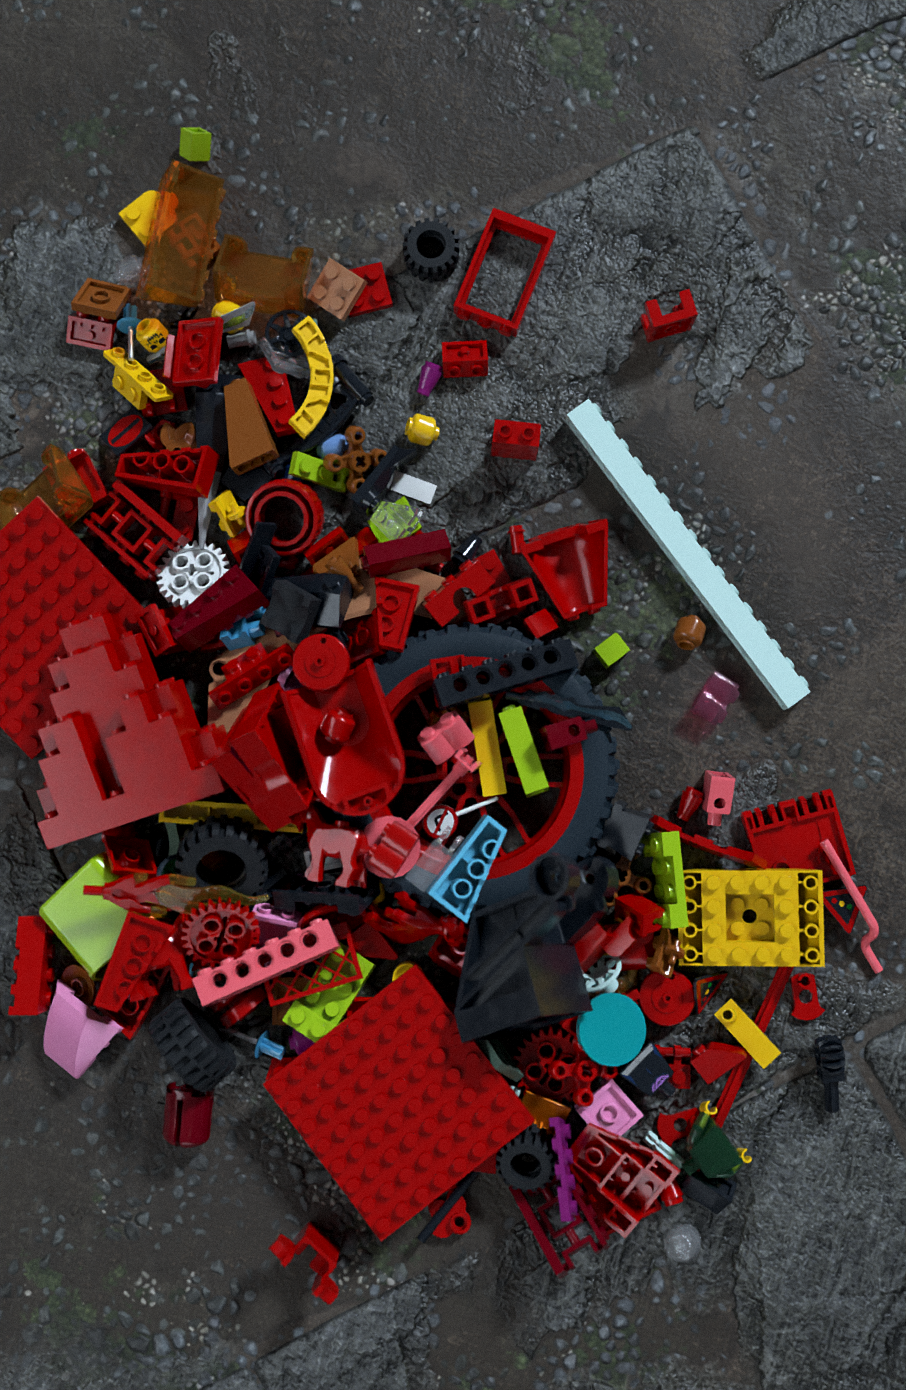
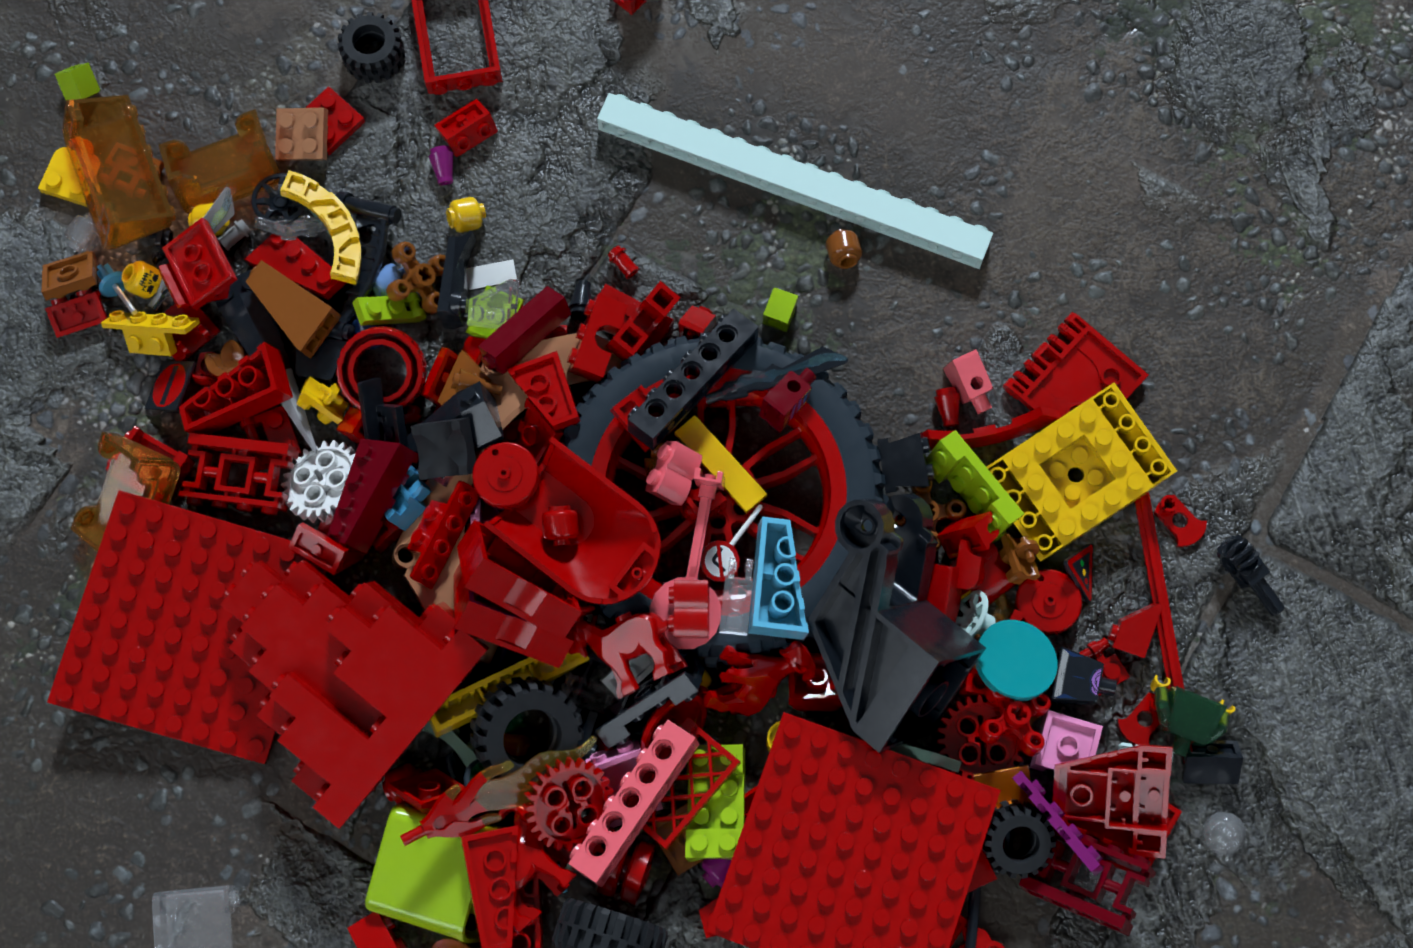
camera: 30 degrees left, 10 degrees down
(262, 1044) = (680, 901): dark azure piece -> none
(373, 943) = (728, 728): red slope -> none
(515, 439) = (563, 168): red panel -> none
(523, 750) = (757, 442): lime brick -> none
(572, 566) = (694, 252): red cone -> none
(672, 1194) = (1180, 789): red cone -> none
(714, 698) = (907, 295): clear pink brick -> none
(747, 1033) = (1149, 587): yellow piece -> none
(842, 906) = (1158, 409): piece -> none
(860, 903) = (1198, 411): coral piece -> none

